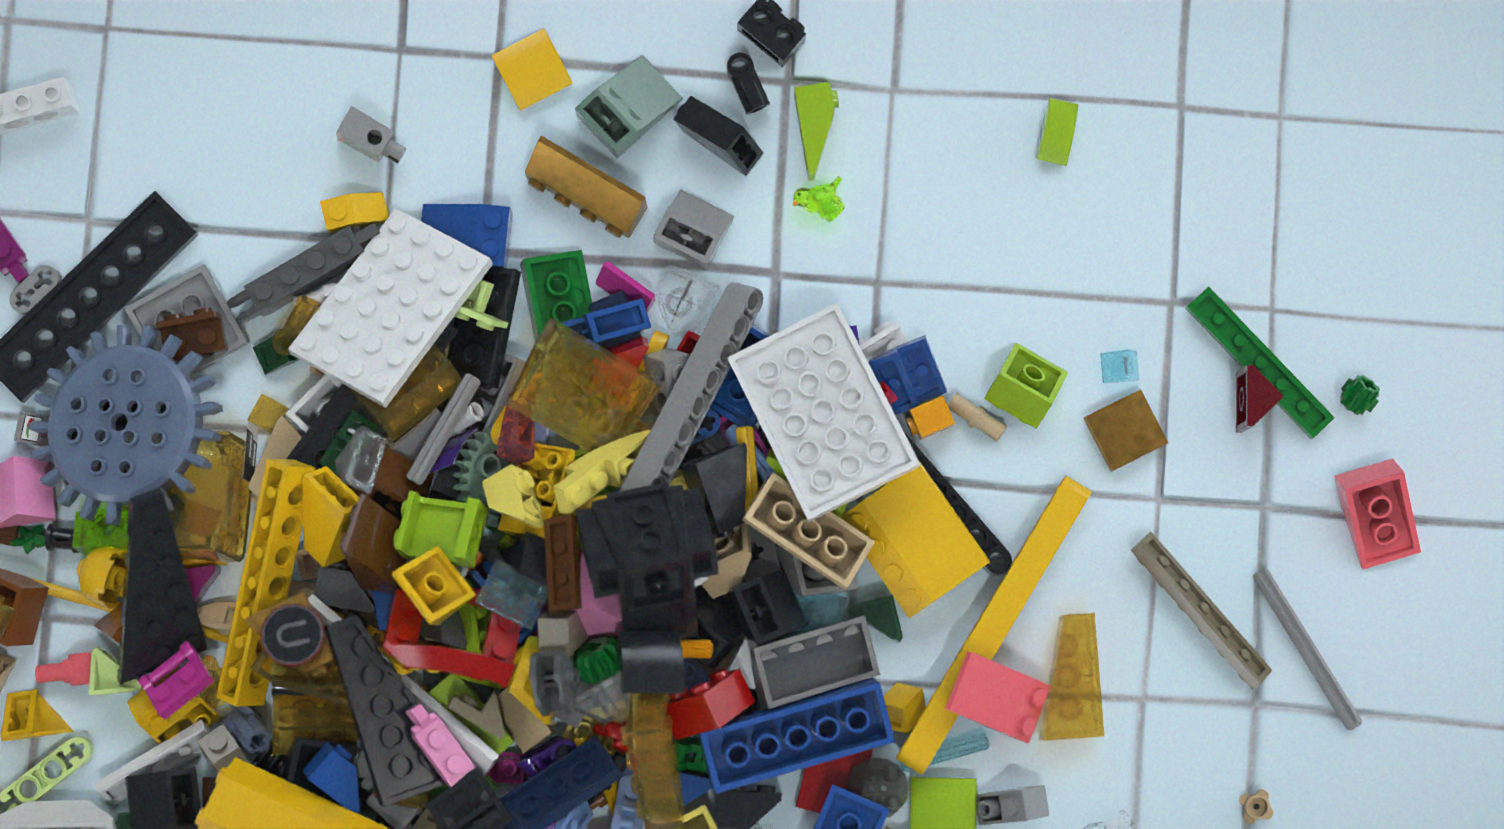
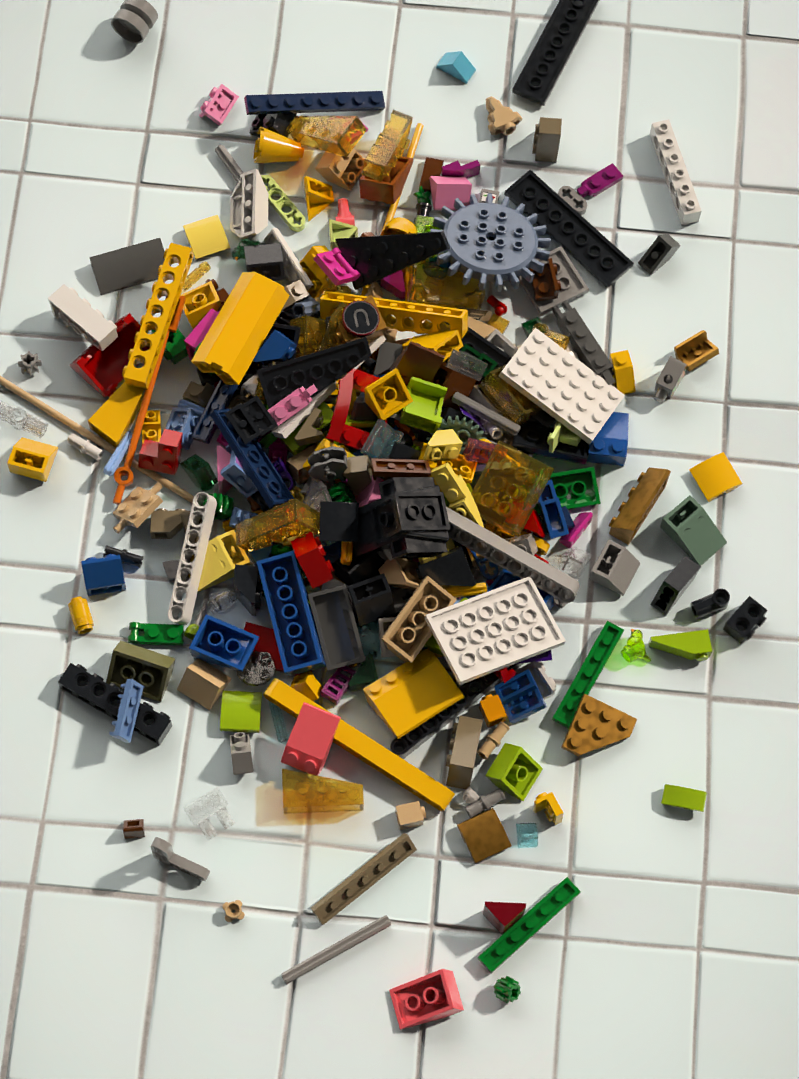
camera: 90 degrees right, 15 degrees down
(136, 148) = (659, 253): none -> dark grey slope
(237, 408) = (500, 308): none -> red arm
(314, 94) = (695, 350): none -> pearl gold bracket
(866, 272) = (588, 673): none -> green plate
(914, 668) = (326, 693): none -> magenta slope
(952, 260) = (596, 726): none -> pearl gold plate
(998, 461) = (463, 752): none -> dark tan wedge
(1064, 449) = (470, 795): none -> white hinge
(1075, 429) = (485, 802): none -> light grey pin
(1079, 335) = (553, 810): none -> yellow bracket
(1100, 541) = (410, 815): none -> tan brick

